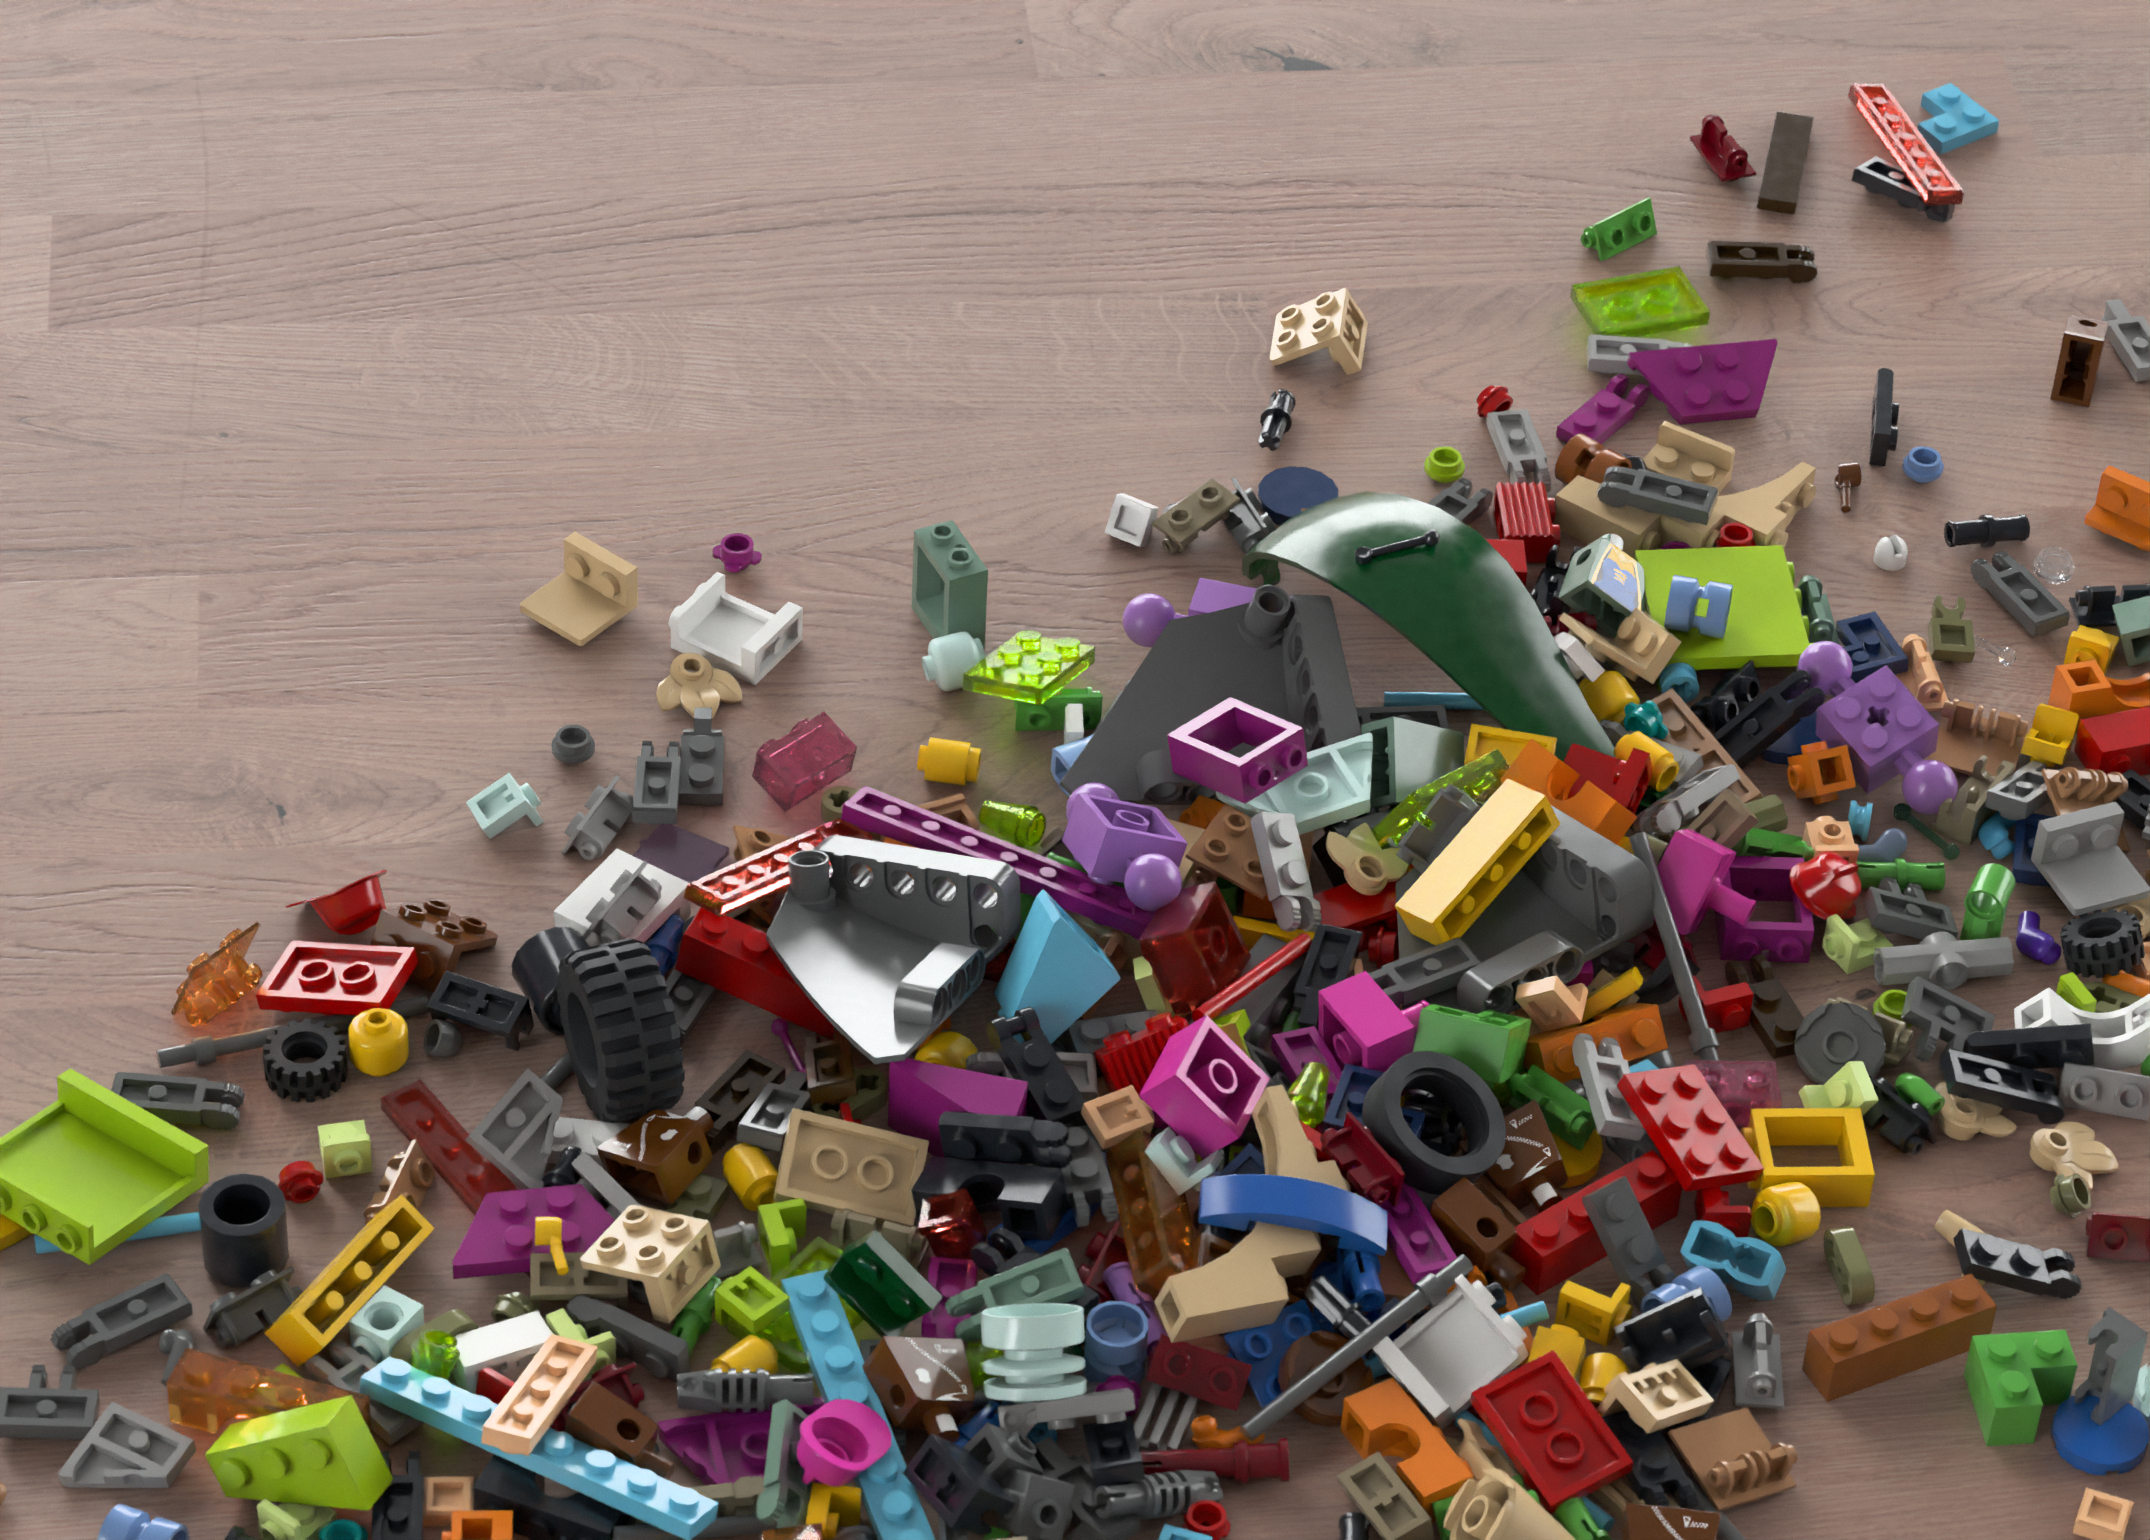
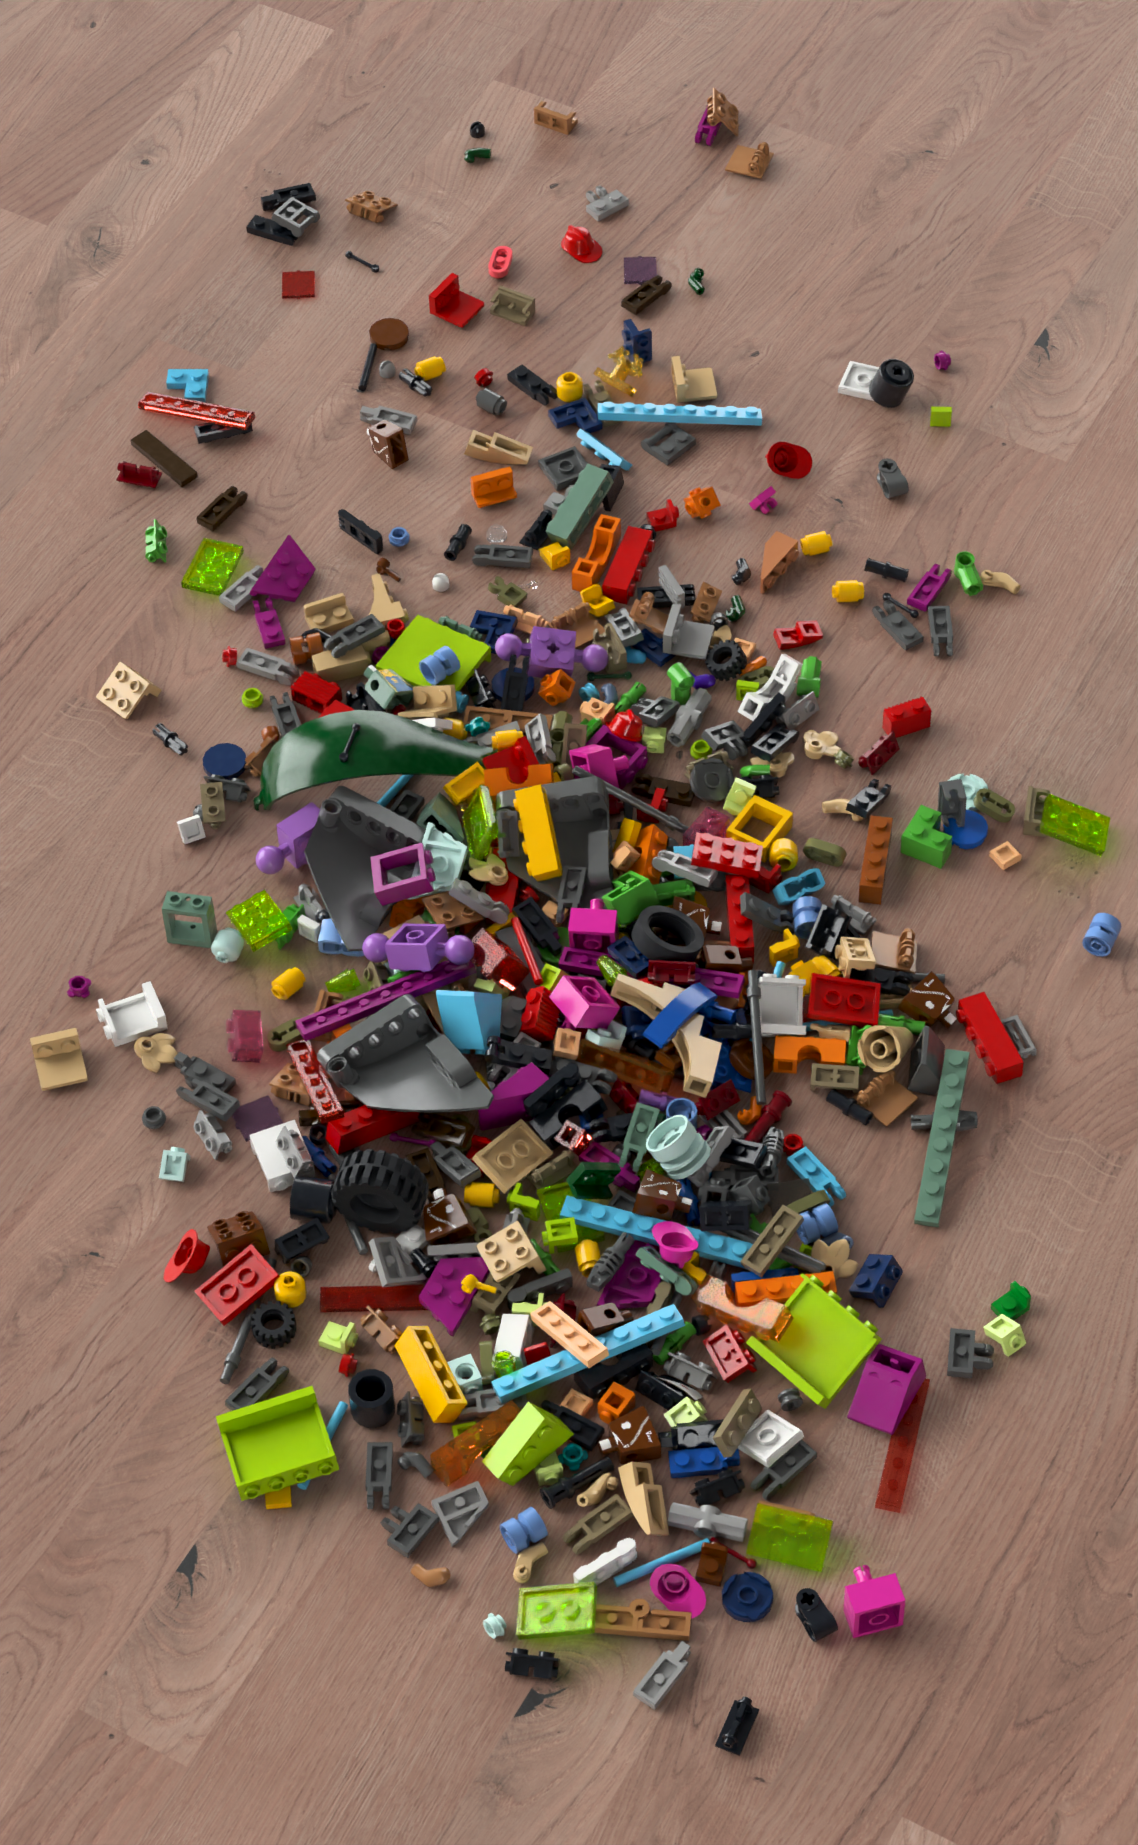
camera: 50 degrees left, 10 degrees up
(218, 979) = (197, 1331): clear orange hinge -> none

